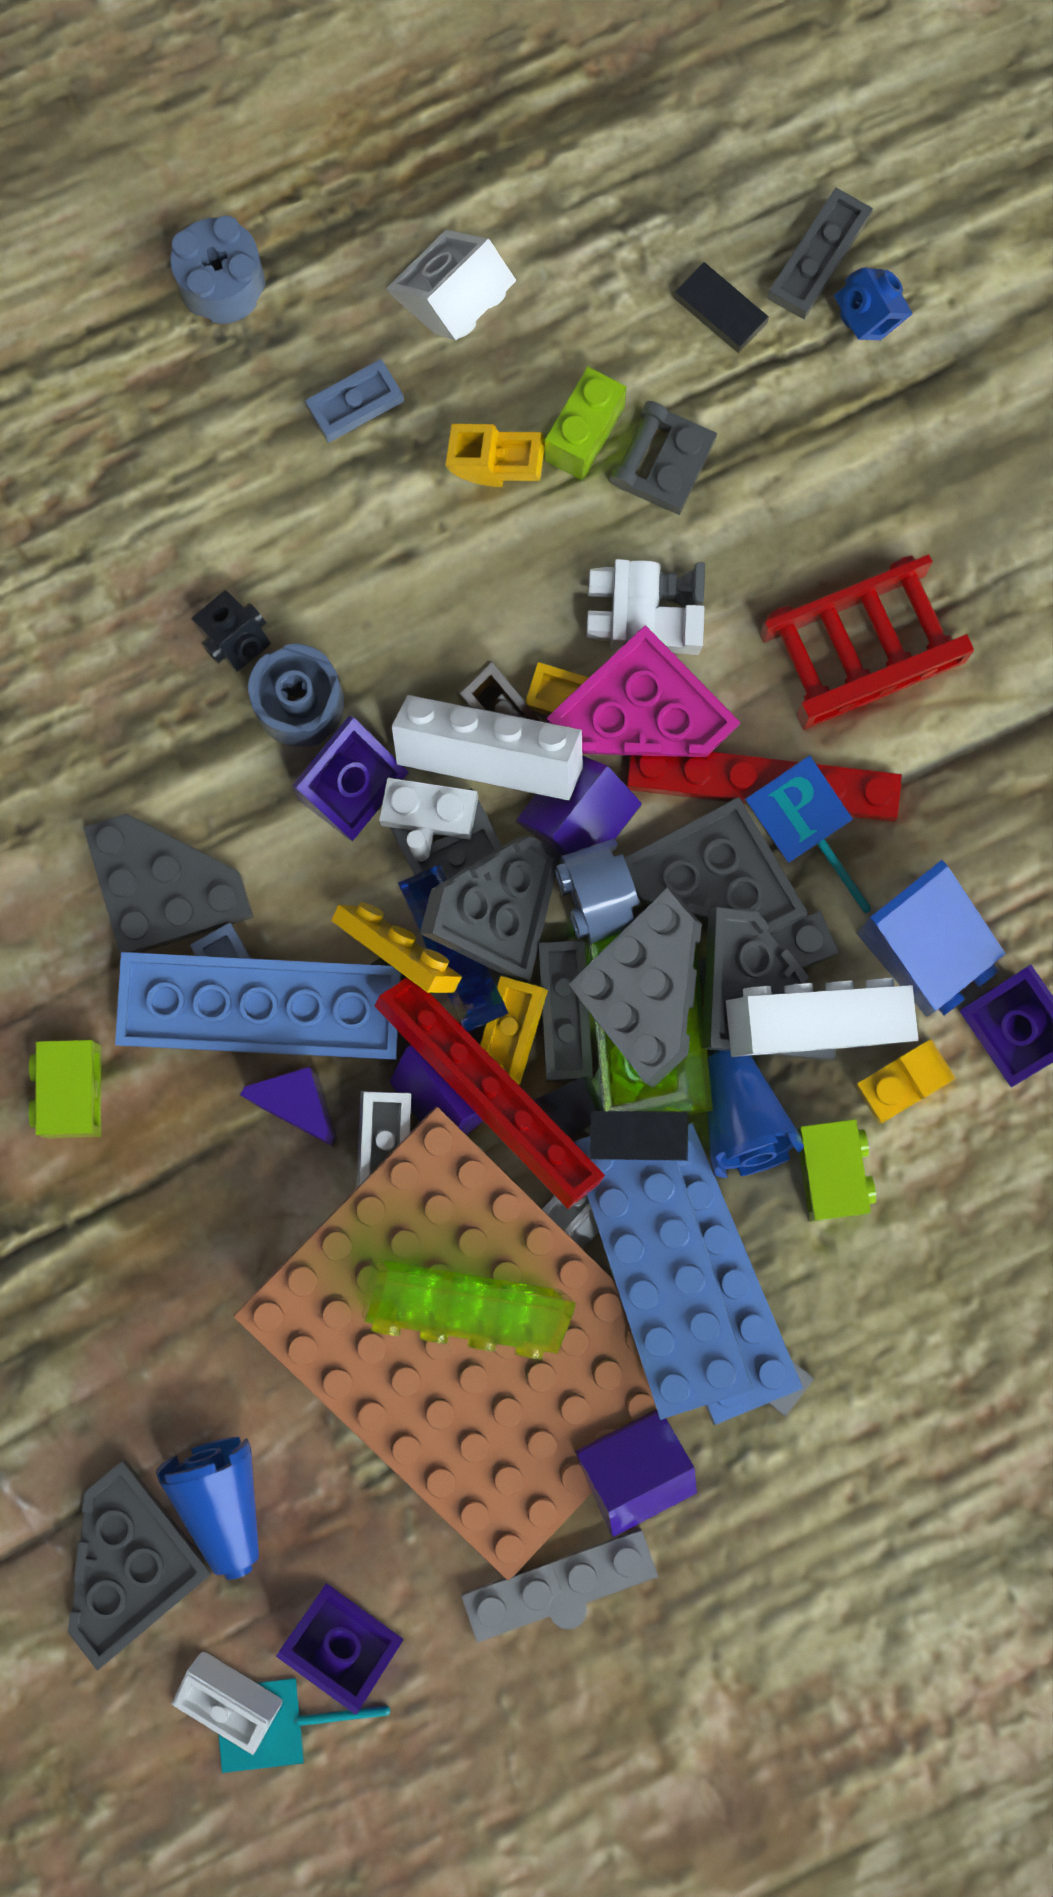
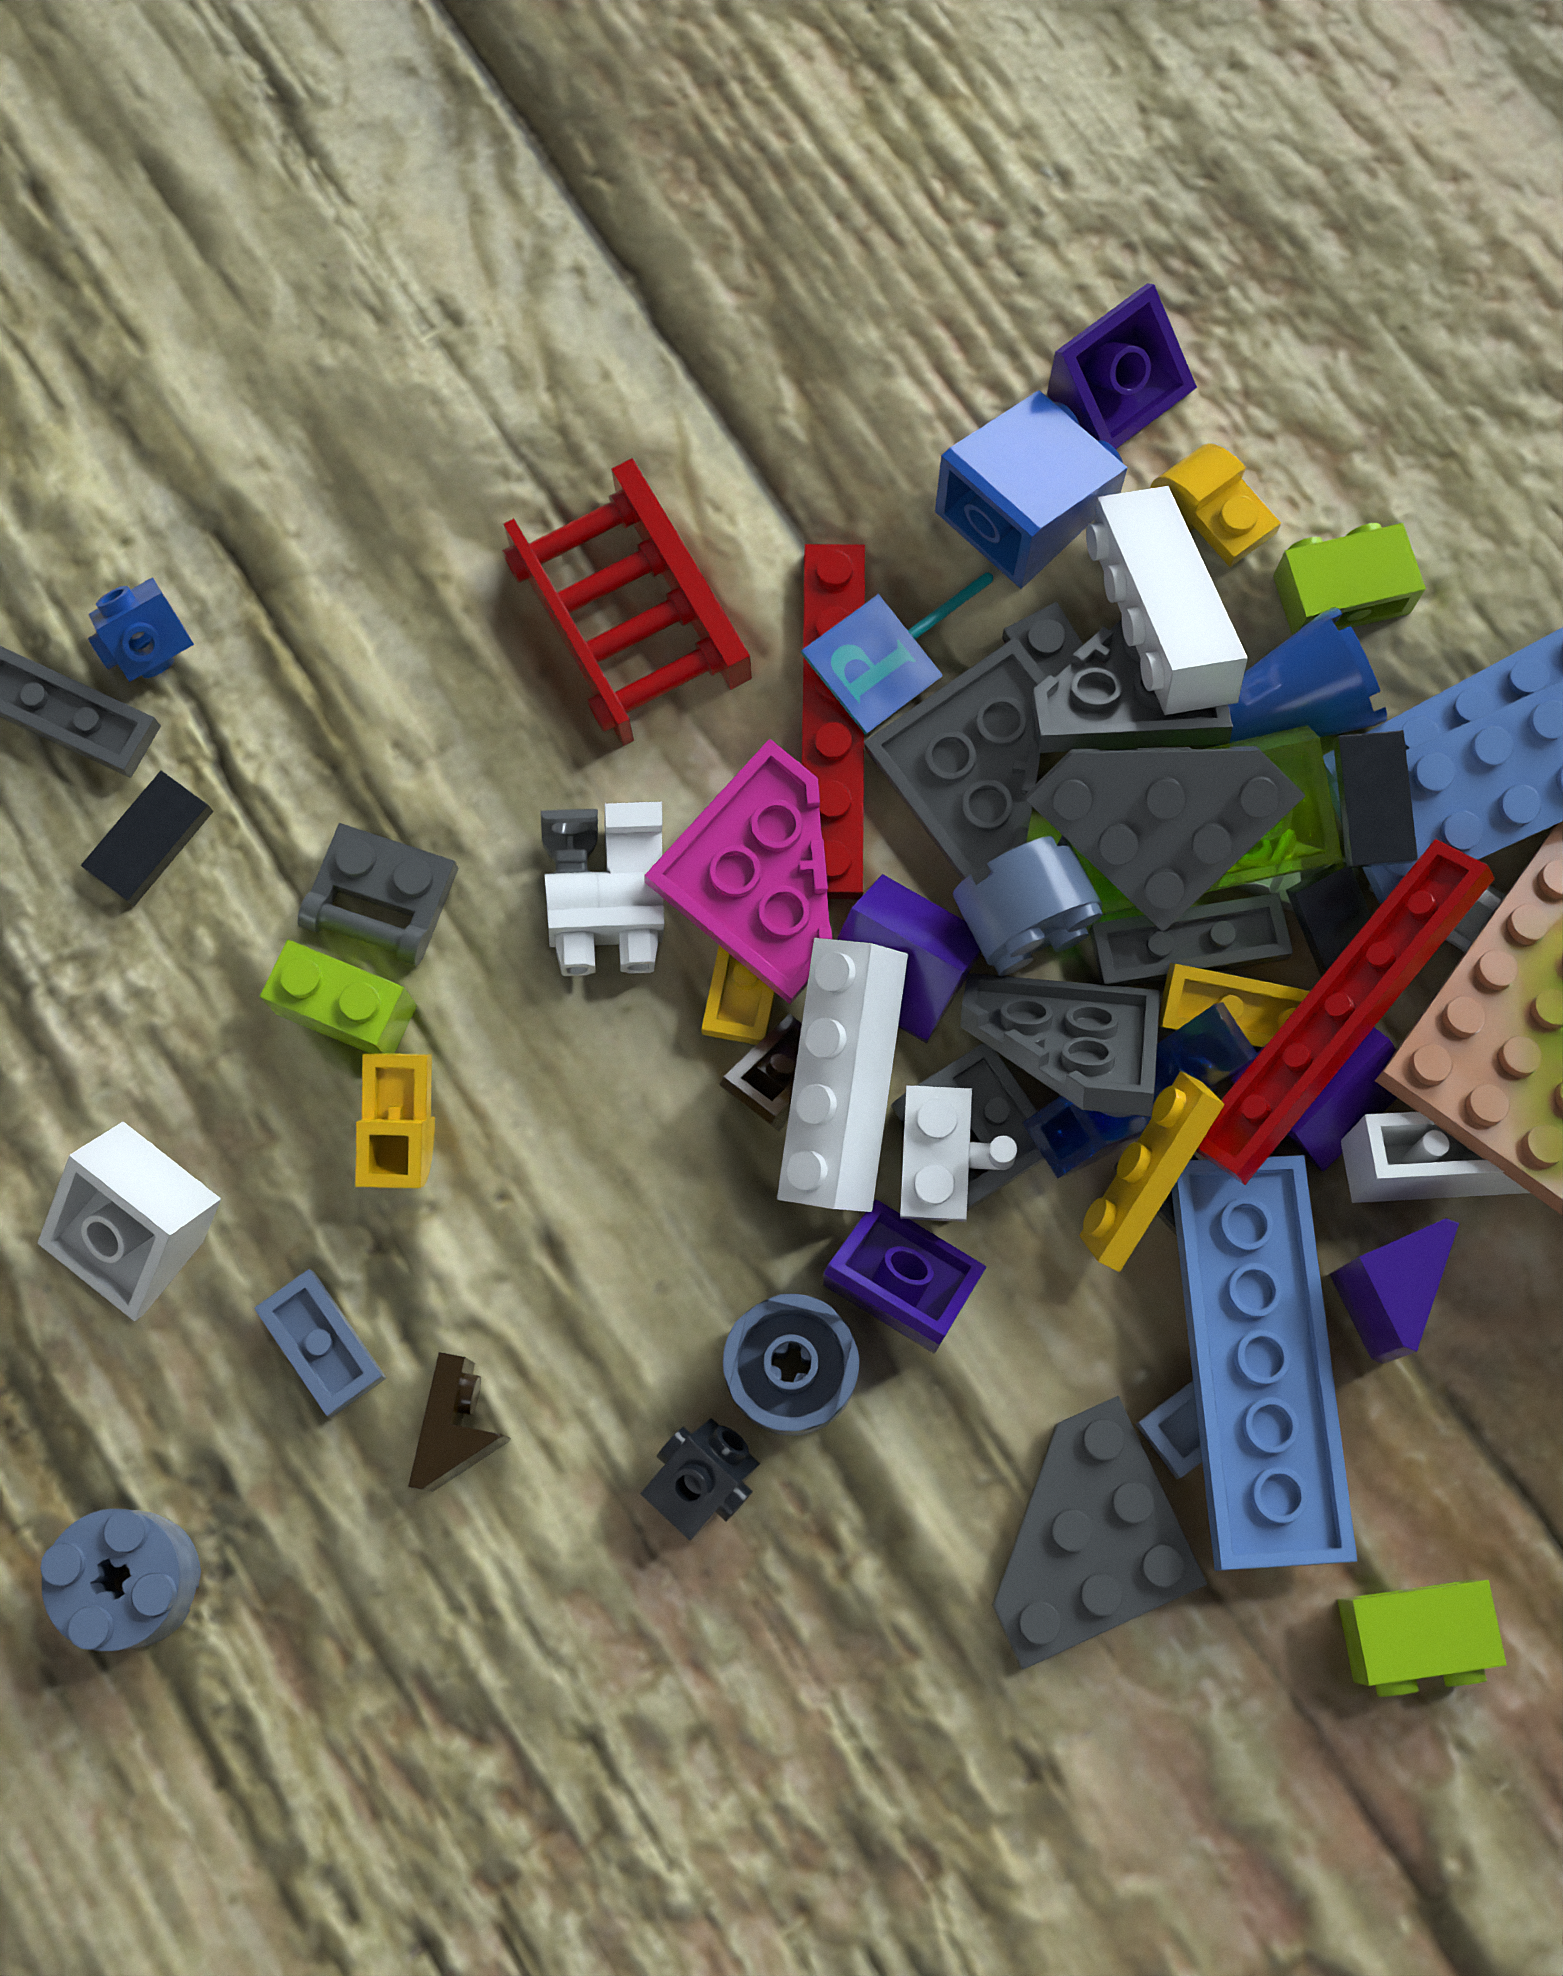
camera: 95 degrees left, 5 degrees down
(282, 473) = (444, 1445): none -> dark brown slope

